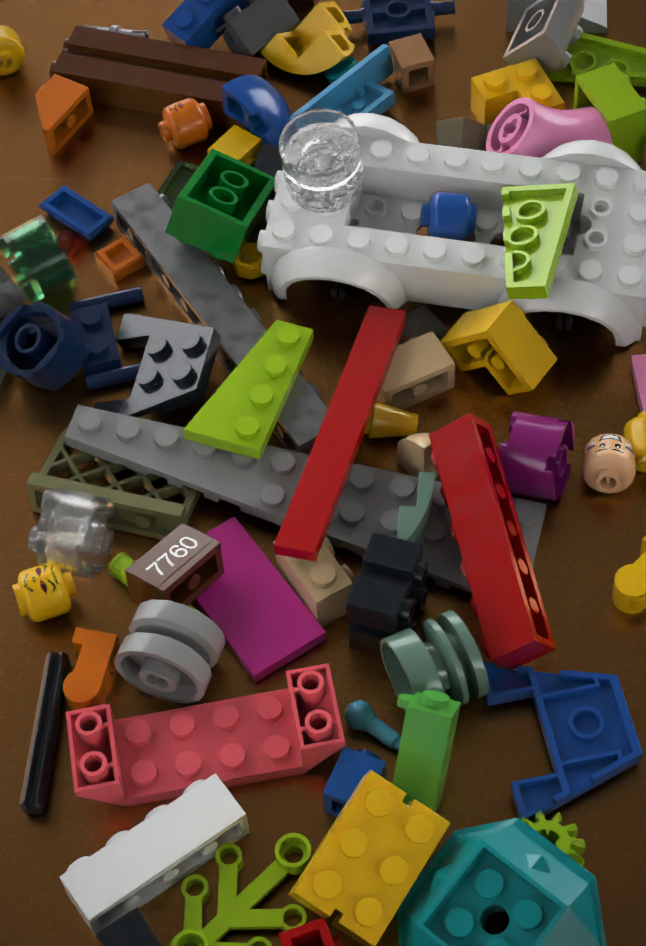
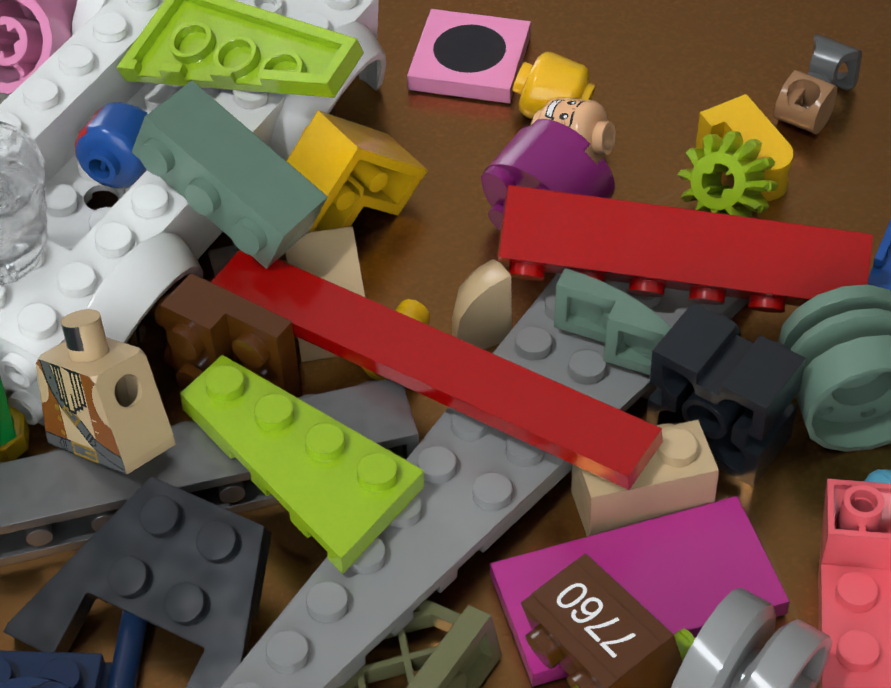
camera: 75 degrees left, 5 degrees down
(255, 269) = (101, 397): none -> tan torso
(332, 332) = (213, 322): none -> reddish brown plate
(423, 271) = (228, 174): none -> sand green brick
(591, 560) = (735, 159): none -> lime gear

